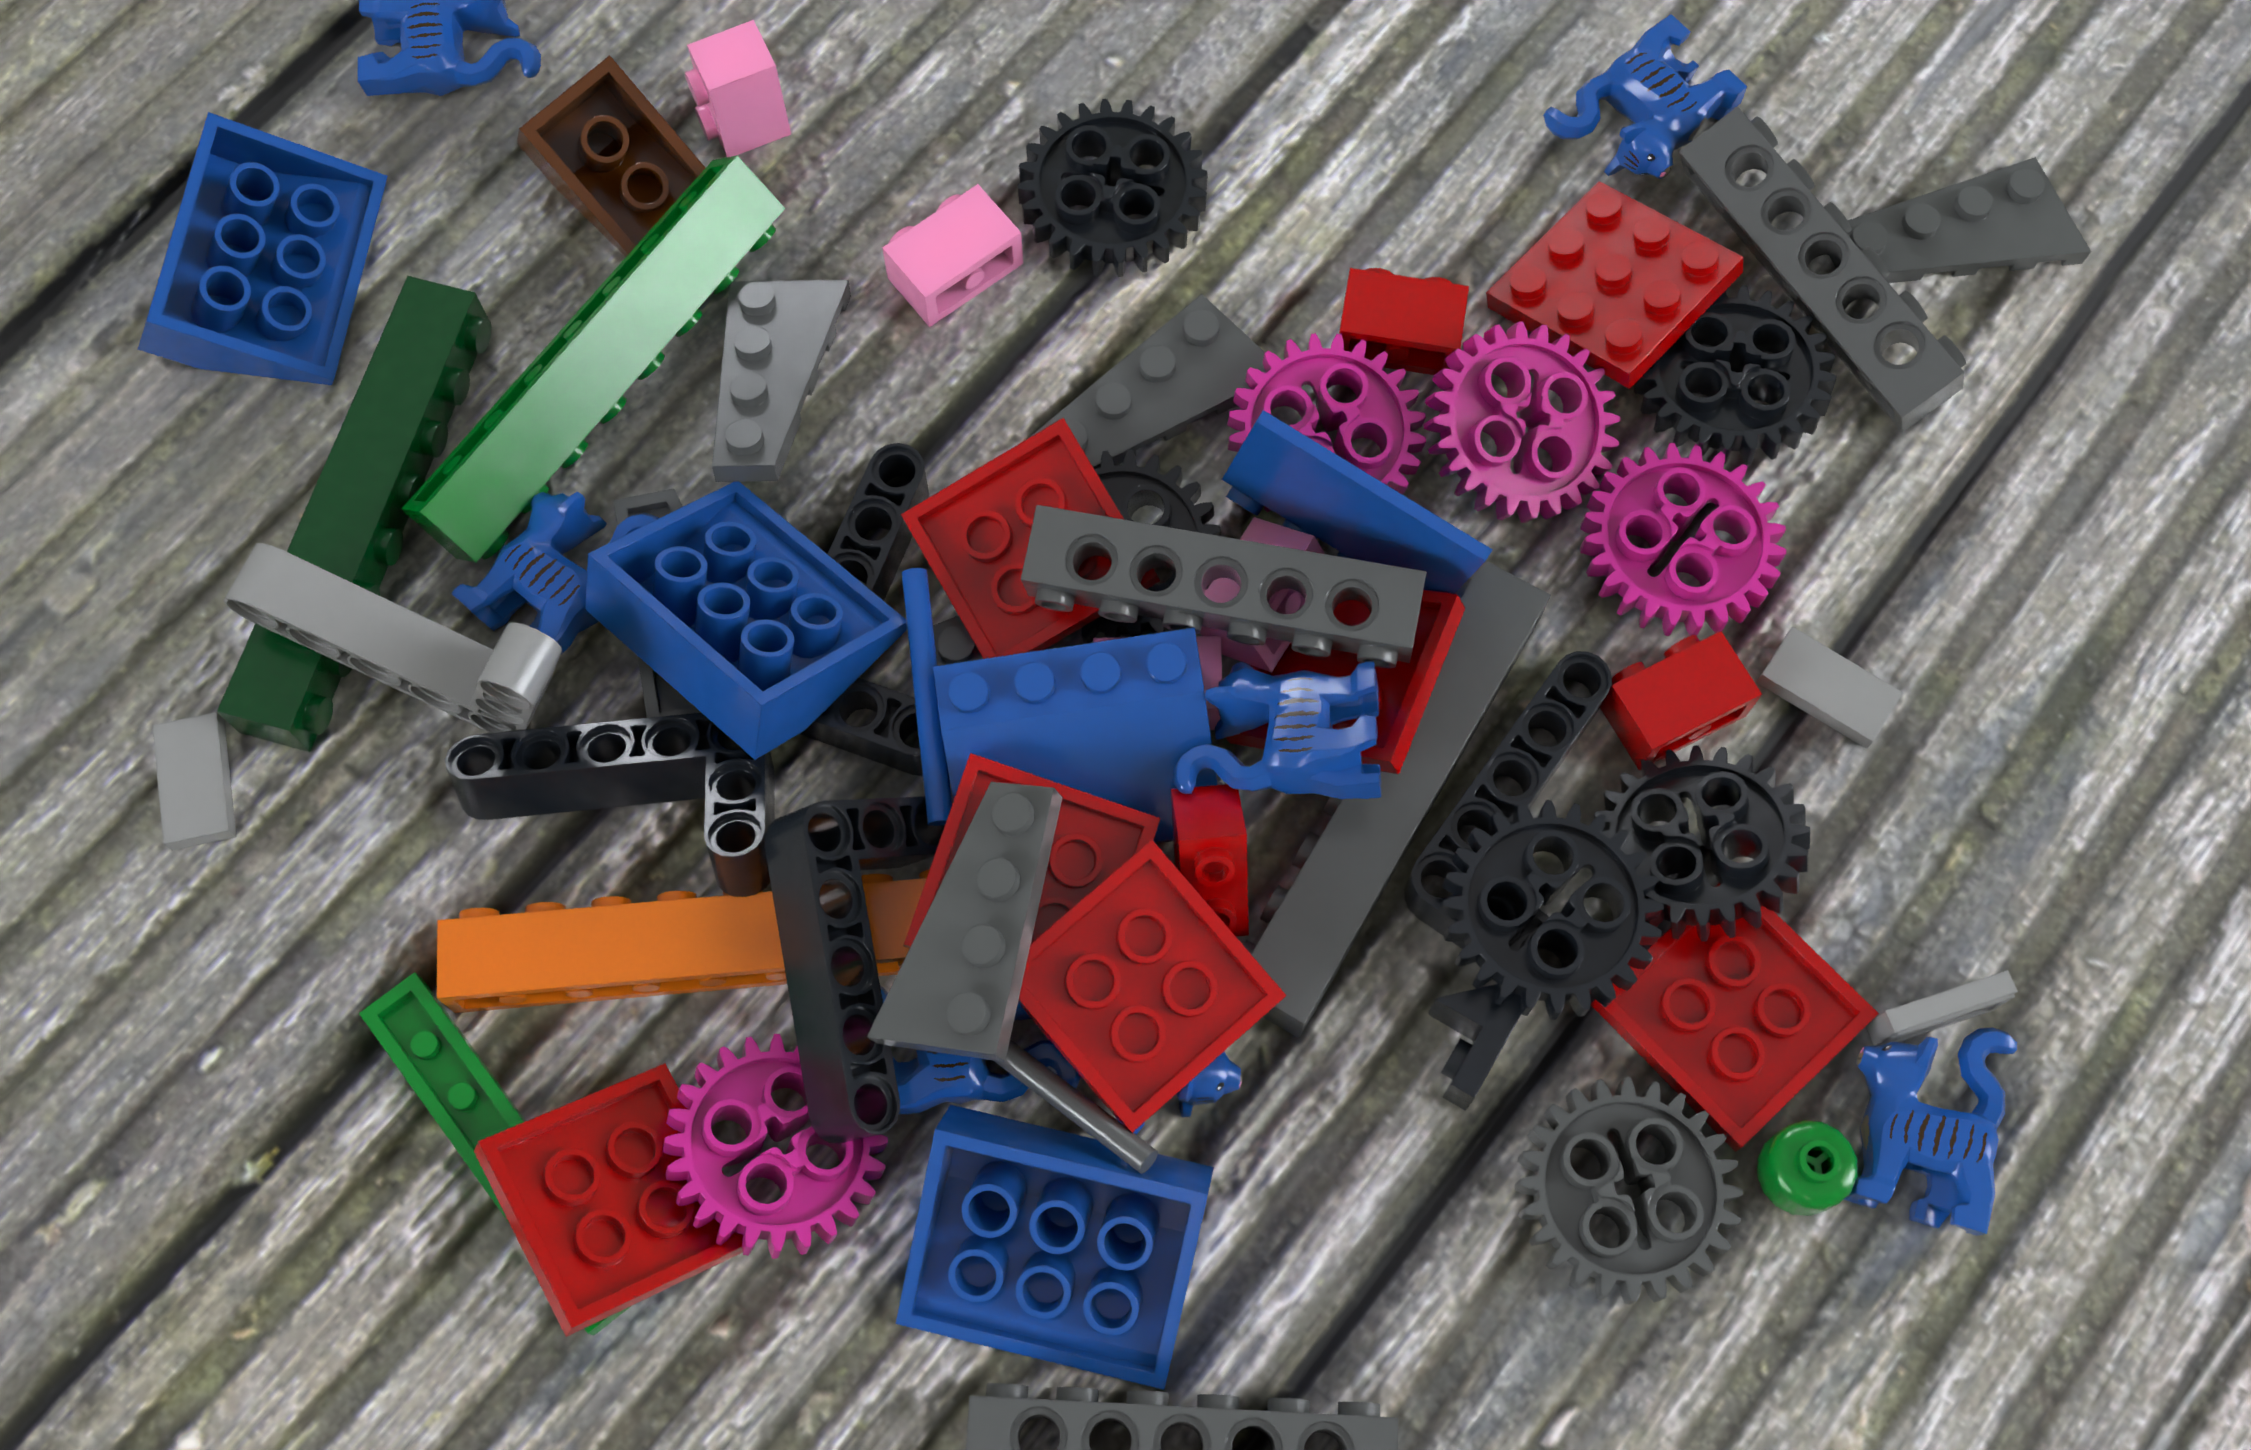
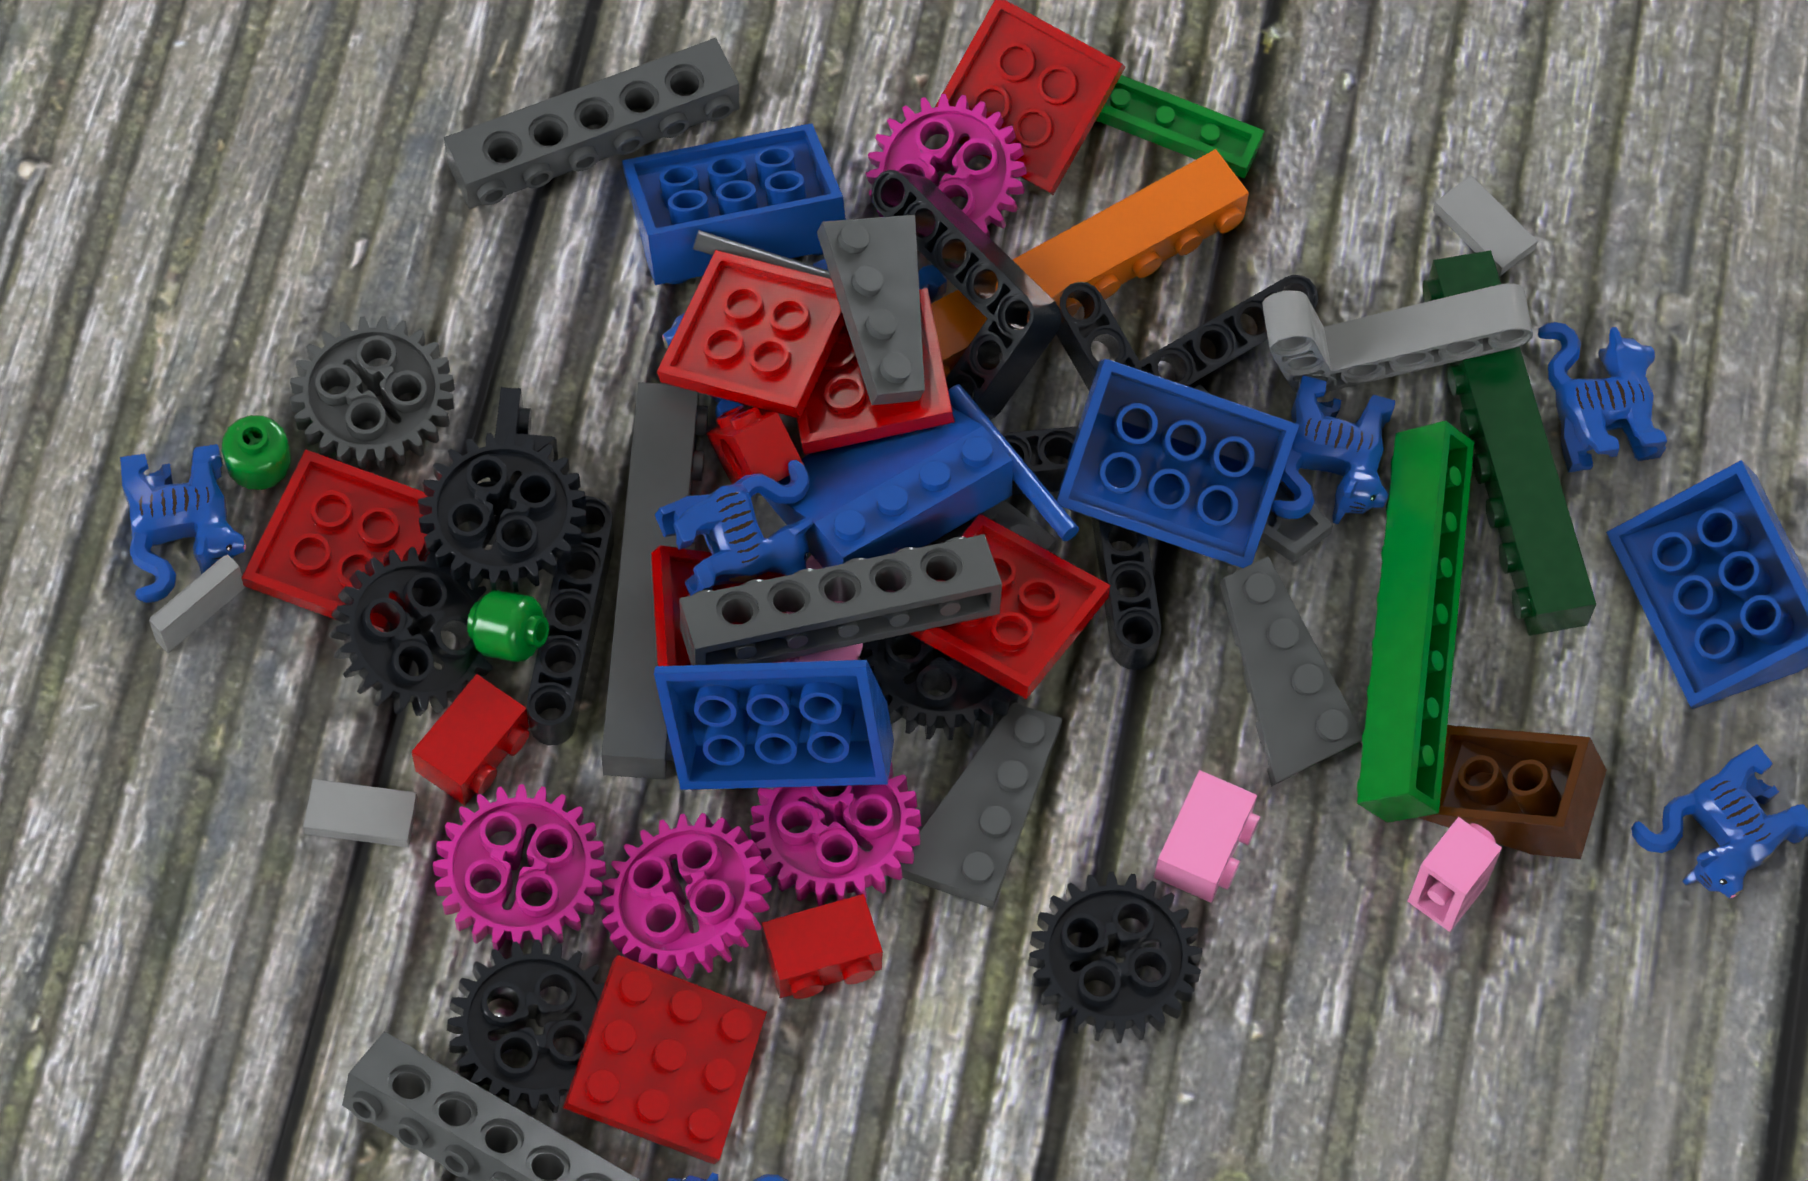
camera: 150 degrees right, 5 degrees down
(217, 493) = (1599, 405): none -> blue animal
(1598, 777) = (507, 626): none -> green head

